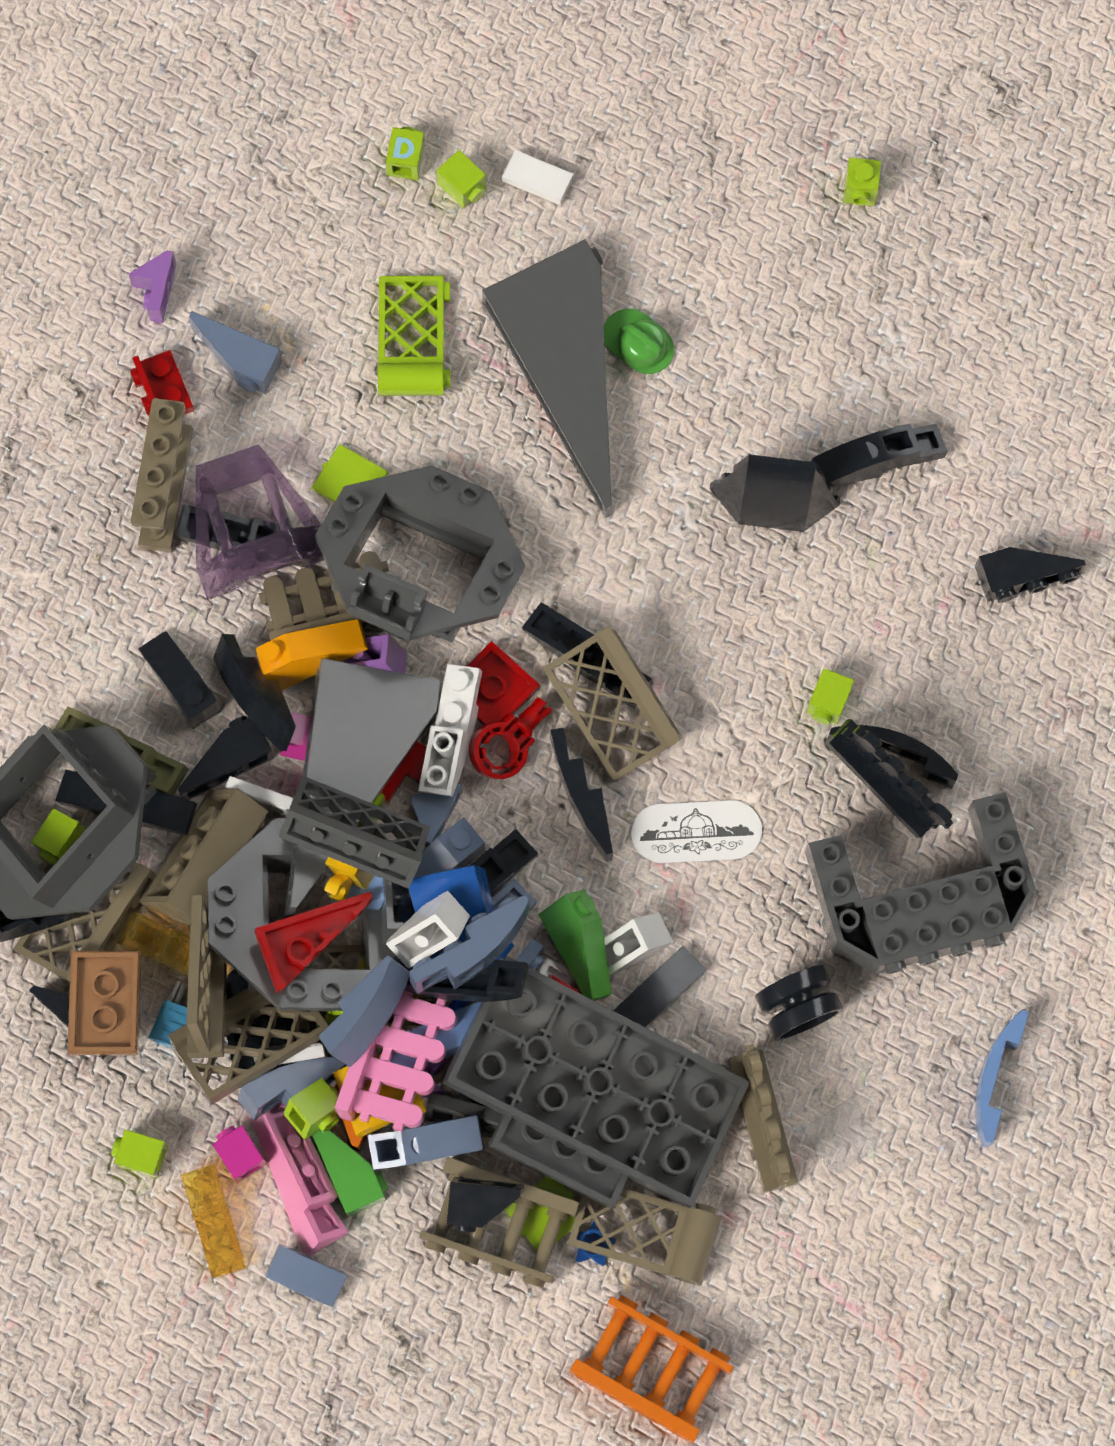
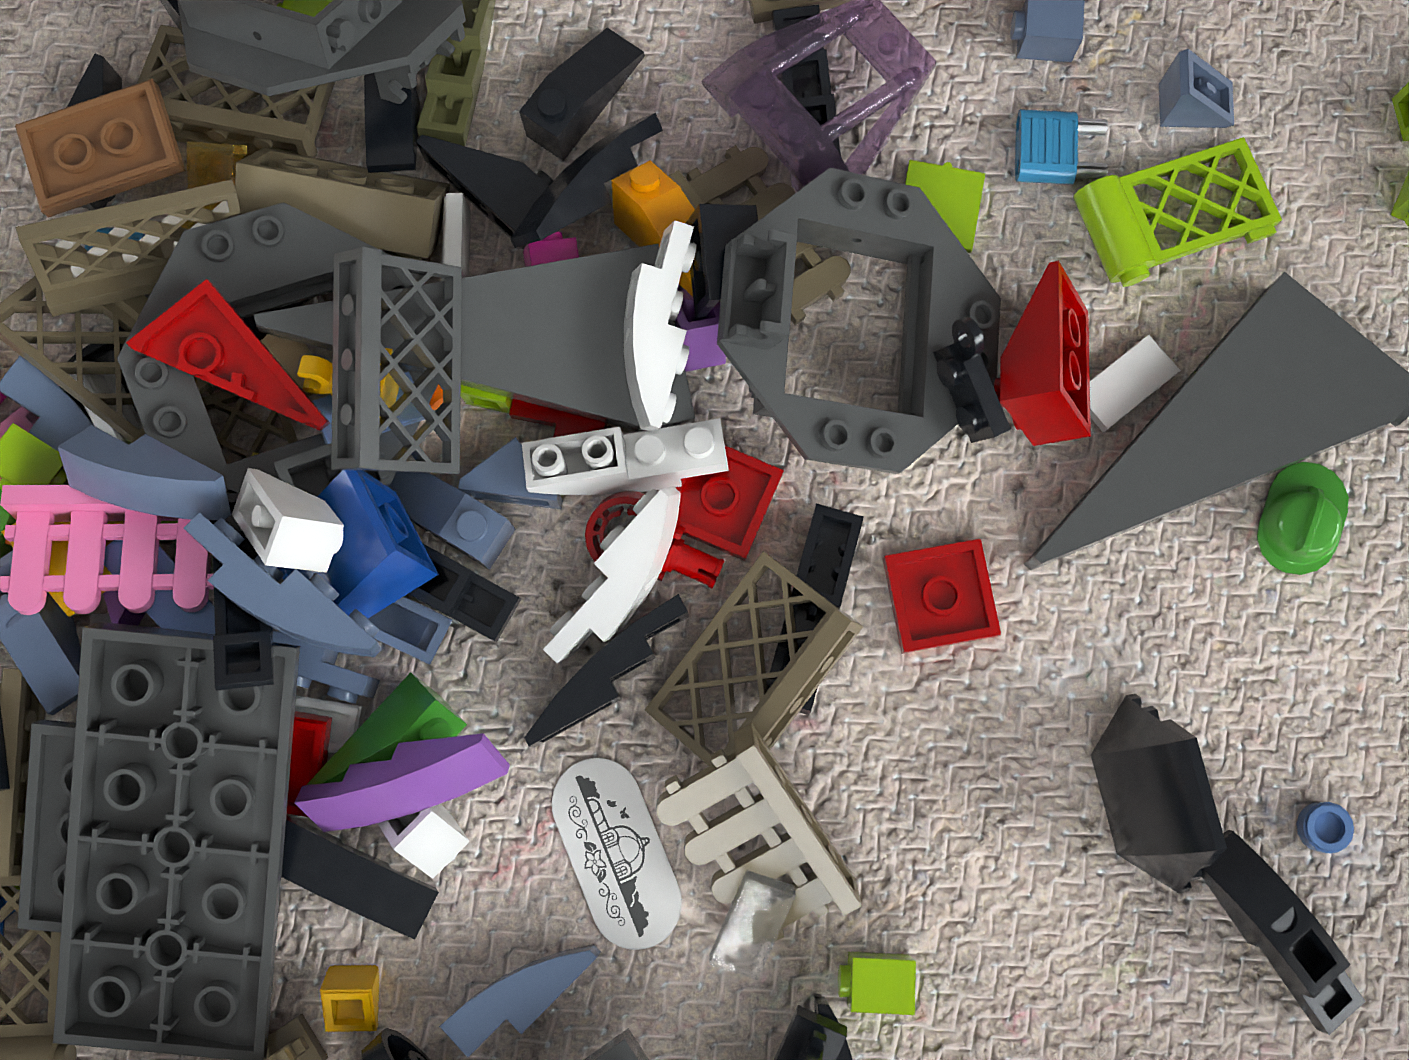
camera: 75 degrees right, 5 degrees up
(336, 626) = (713, 229): none -> black slope
(337, 397) = (1049, 147): none -> dark azure piece
(340, 294) = (1195, 94): none -> sand blue slope
(388, 685) = (651, 345): none -> white slope
(486, 503) = (969, 384): none -> black hinge
(488, 453) = (1047, 364): none -> red slope
(513, 411) = (1129, 382): none -> white tile
(520, 748) = (632, 564): none -> white slope
(607, 575) = (941, 596): none -> red tile
(611, 921) = (413, 780): none -> medium lavender slope
(706, 734) = (758, 815): none -> fence
(729, 1023) = (350, 998): none -> yellow slope
(764, 915) = (517, 997): none -> sand blue slope
(769, 758) = (752, 924): none -> clear tile
(829, 405) = (1325, 827): none -> medium blue tile

